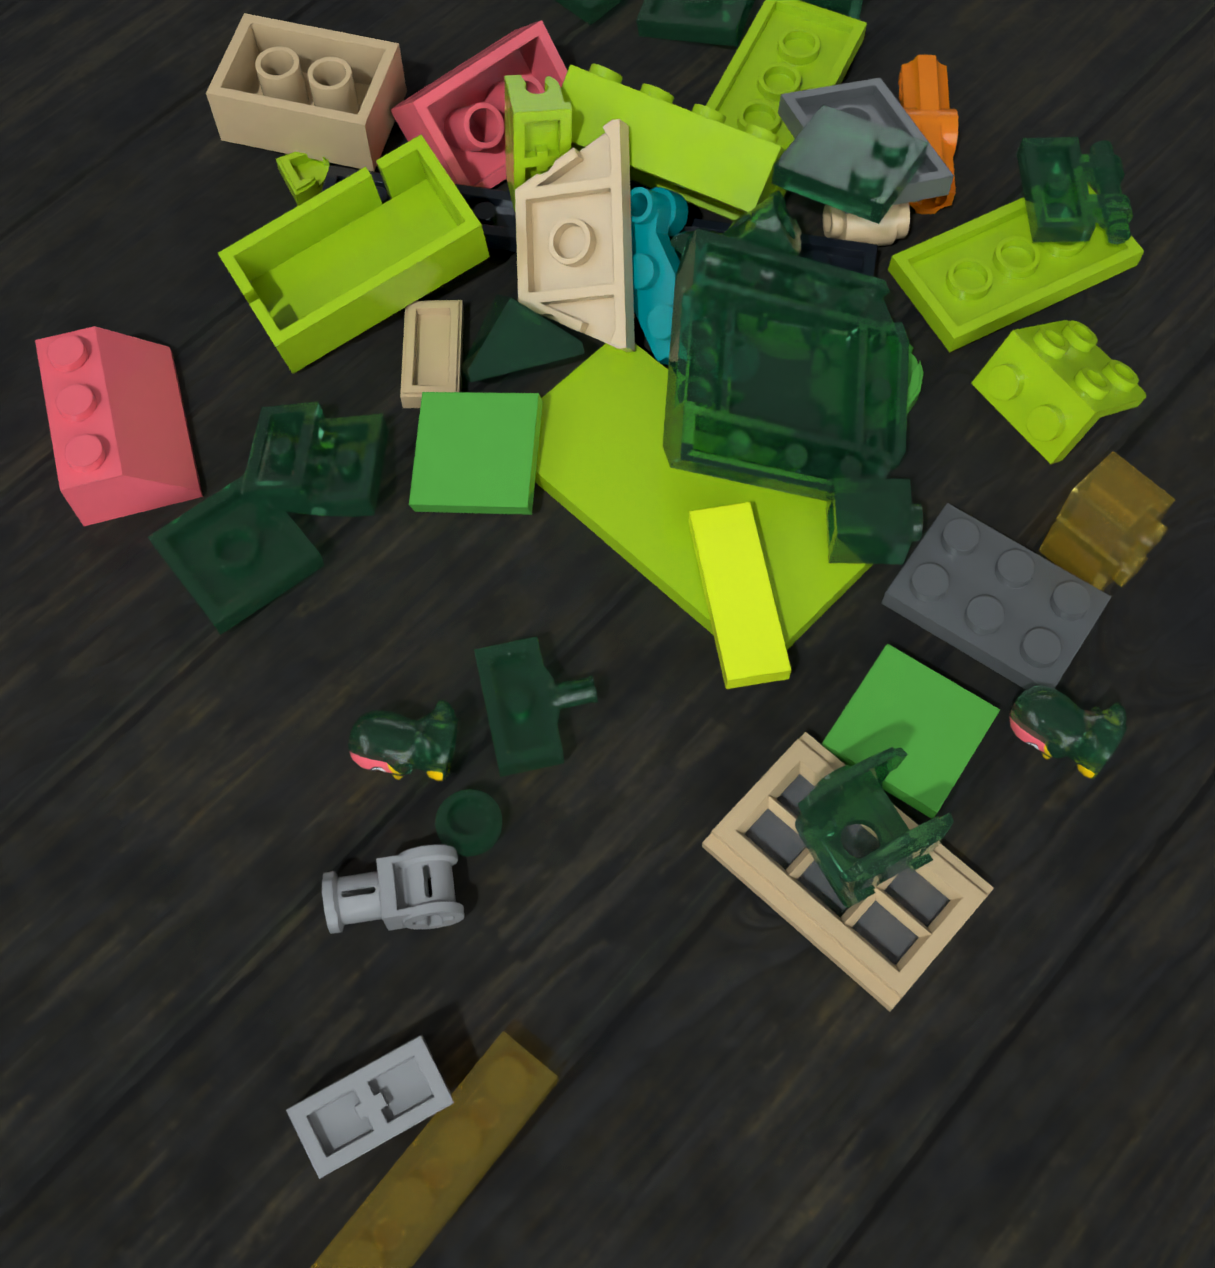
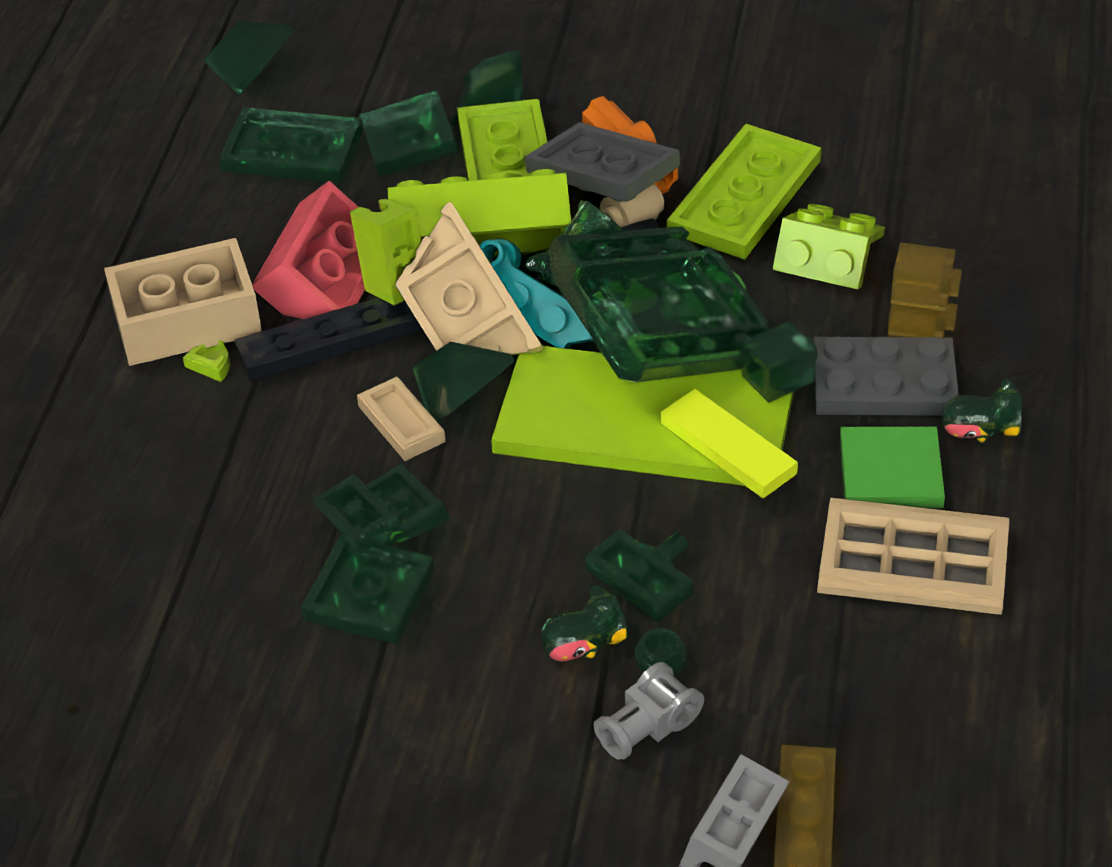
camera: 30 degrees left, 20 degrees down
(116, 424) = (210, 562): coral slope -> none
(356, 261) = (312, 383): lime piece -> none
(476, 453) = (488, 452): bright green tile -> none
(850, 163) = (611, 168): clear green plate -> none
(857, 797) = (893, 509): clear green piece -> none
(1058, 192) = (753, 133): clear green plate -> none

